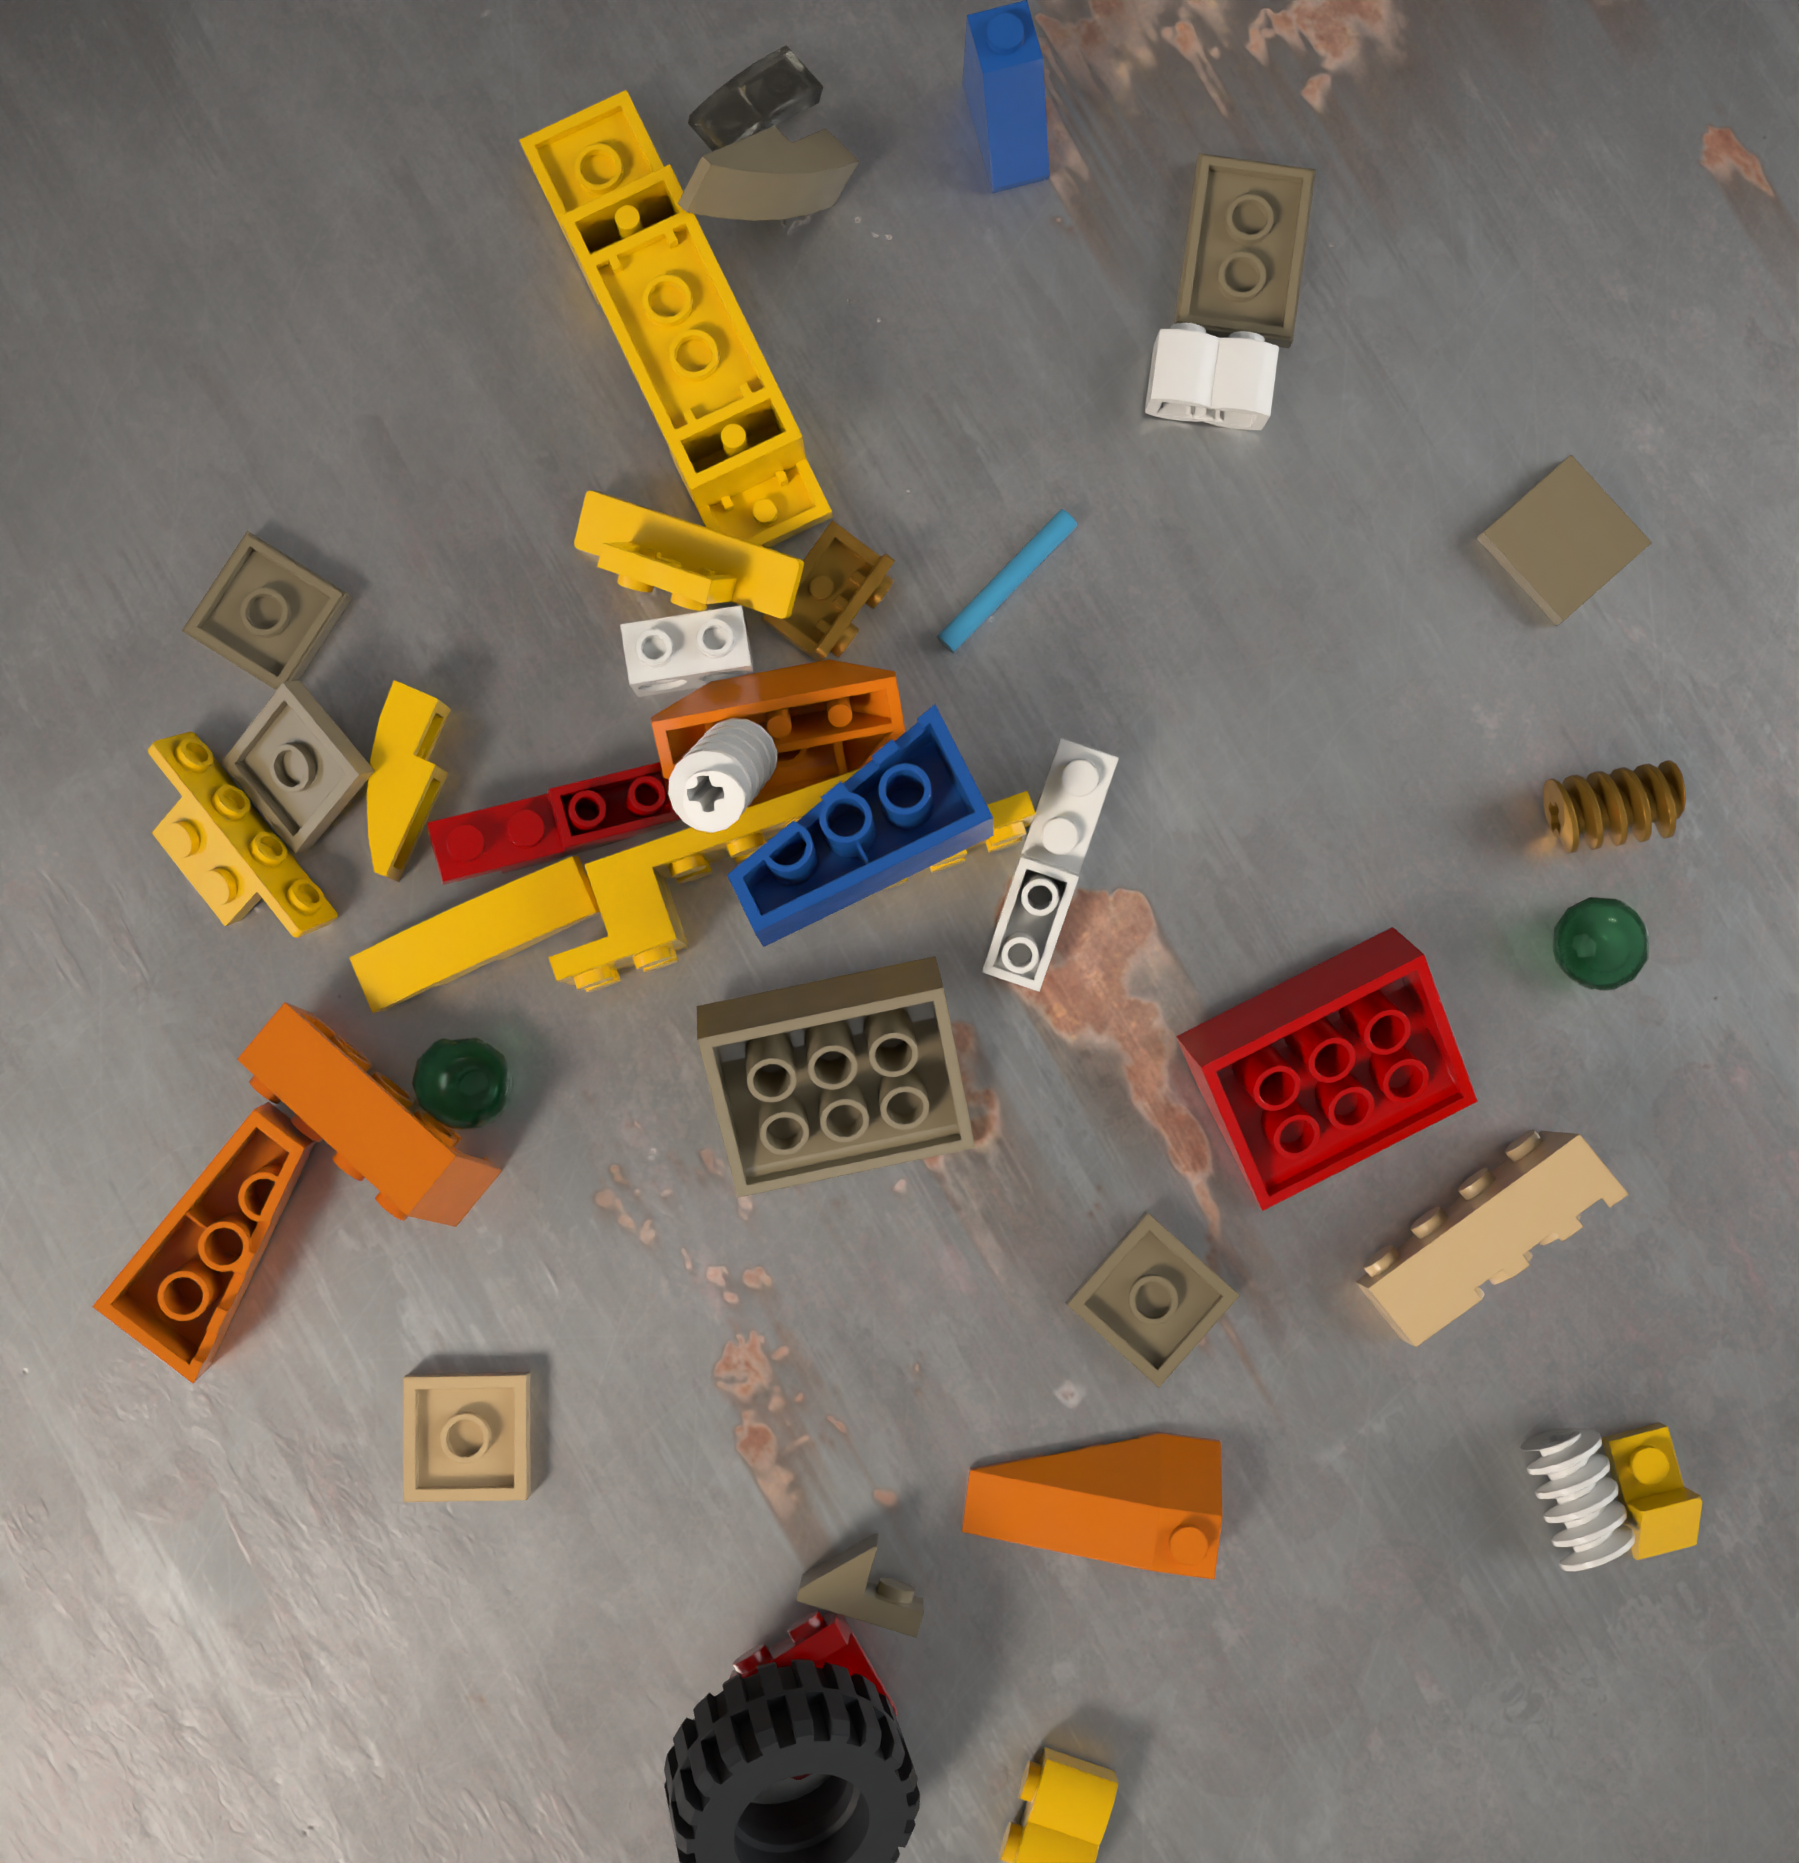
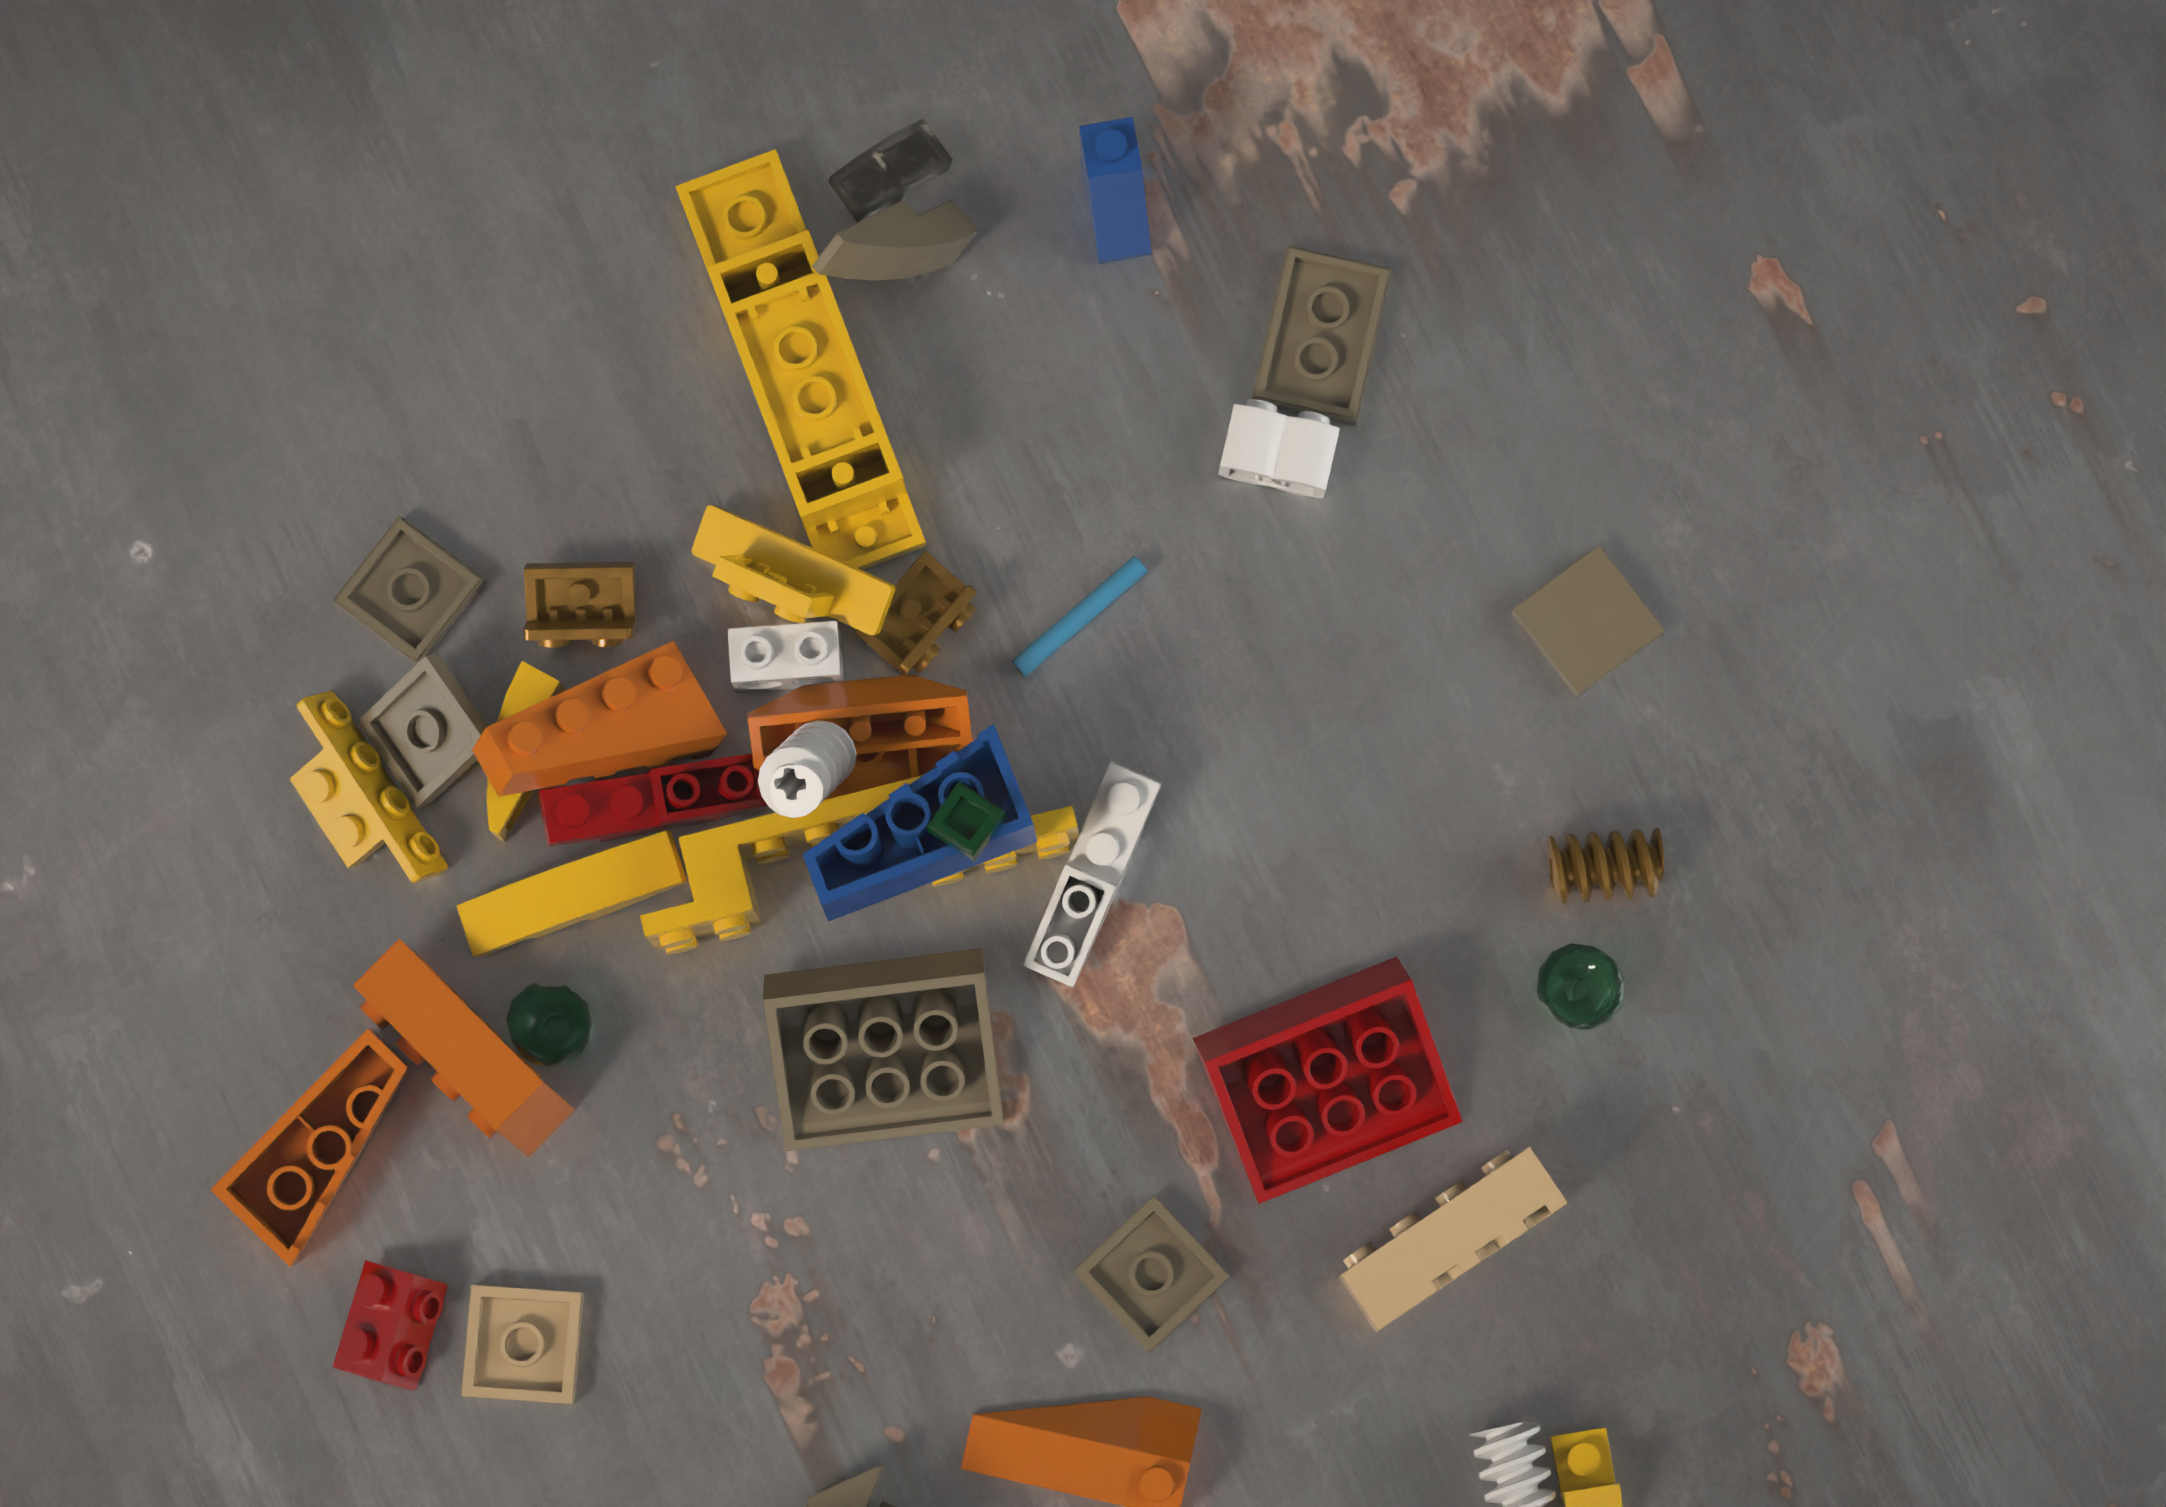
camera: 10 degrees right, 5 degrees down
(317, 1431) = (390, 1326): none -> red bracket
(455, 610) = (580, 603): none -> pearl gold bracket
(495, 741) = (611, 723): none -> orange wedge
(915, 820) = (966, 821): none -> dark green tile

